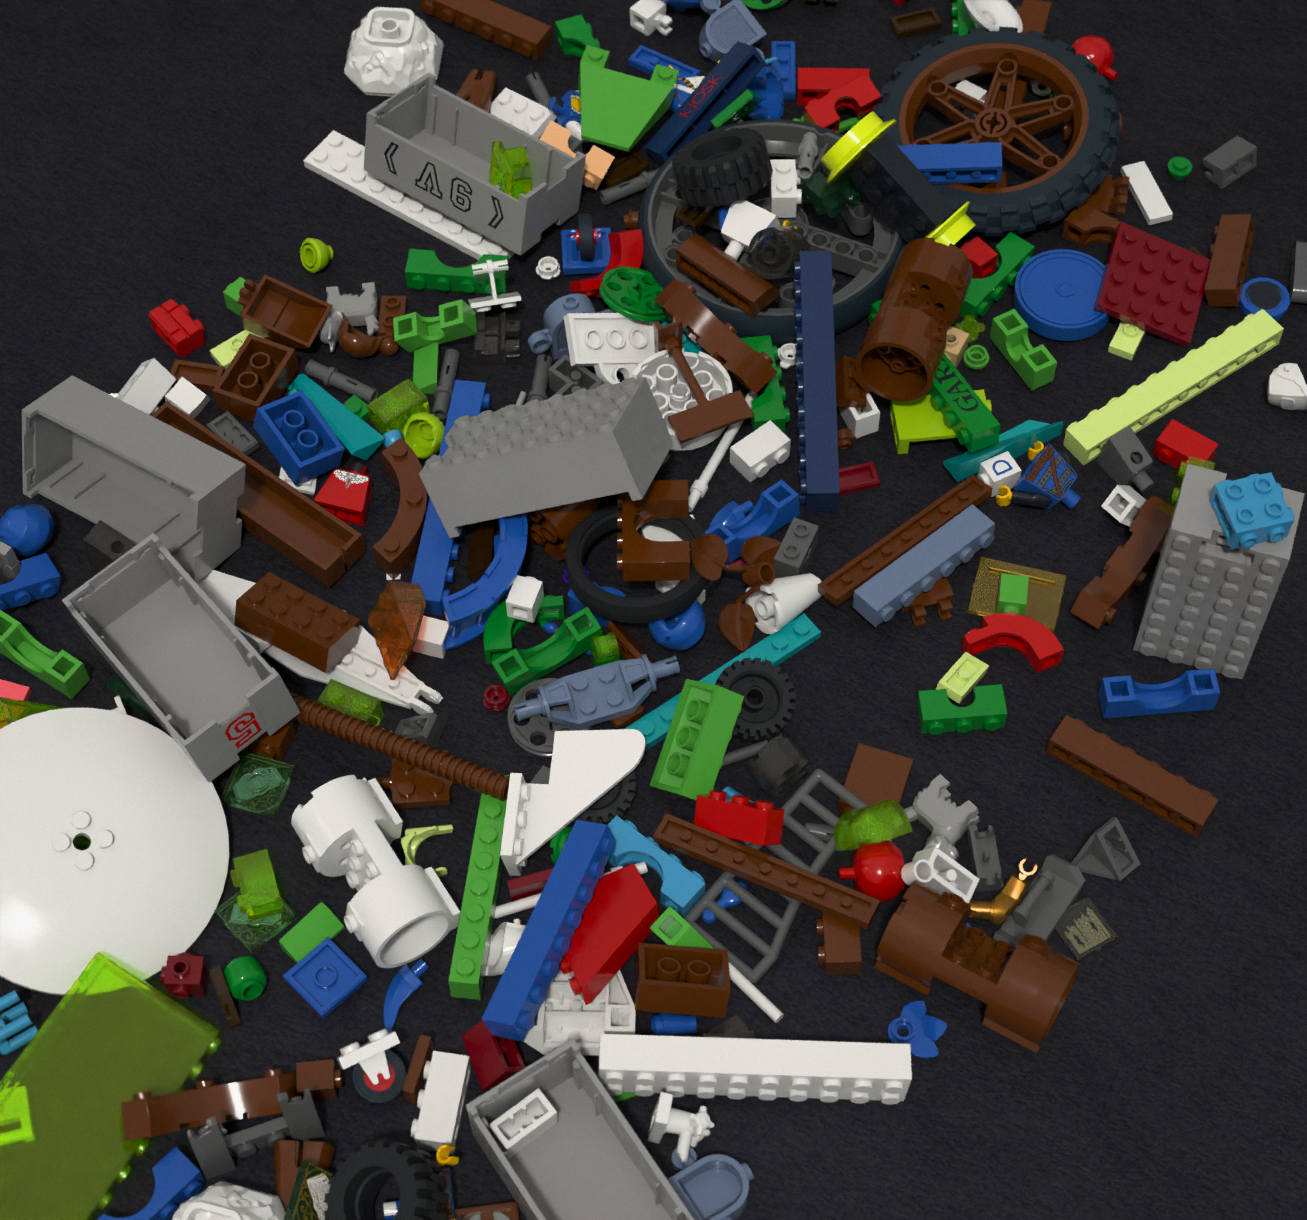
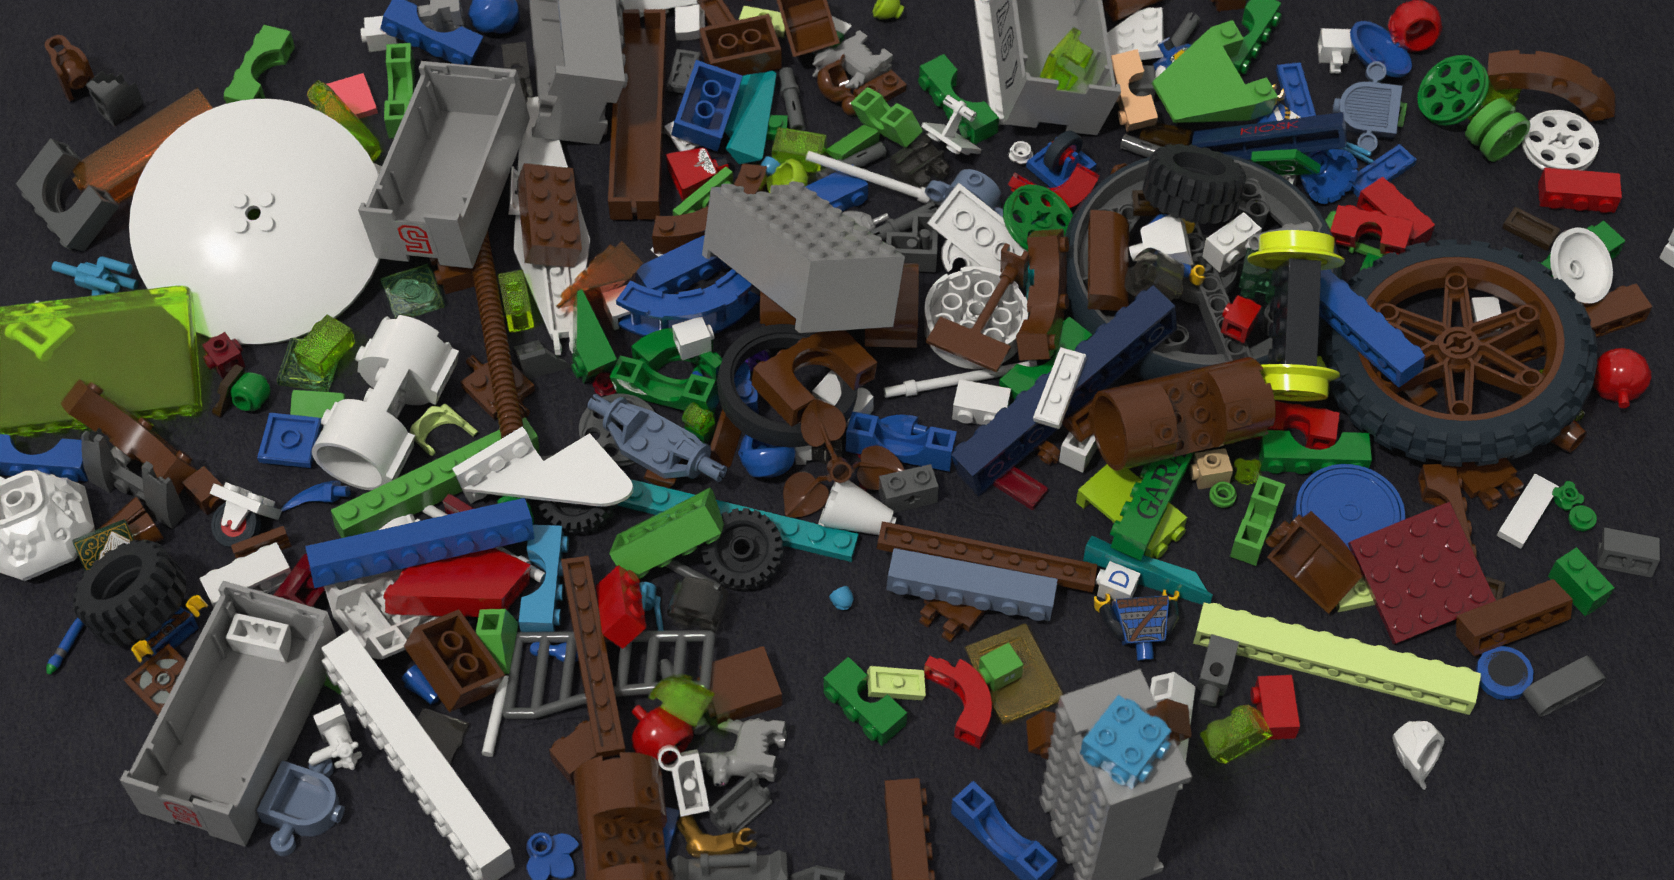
camera: 50 degrees right, 0 degrees up
(381, 504) = (701, 197): none -> bright green plate
(453, 675) = (590, 346): none -> green slope
(524, 357) = (870, 176): none -> white bar
(826, 376) = (1059, 388): none -> white tile
(854, 663) = (842, 598): none -> dark azure hinge
(857, 230) = (1240, 318): none -> red brick
(1093, 336) = (1314, 559): none -> reddish brown piece
(1155, 162) = (1563, 500): none -> green plate
(1231, 200) = (1581, 581): none -> green brick

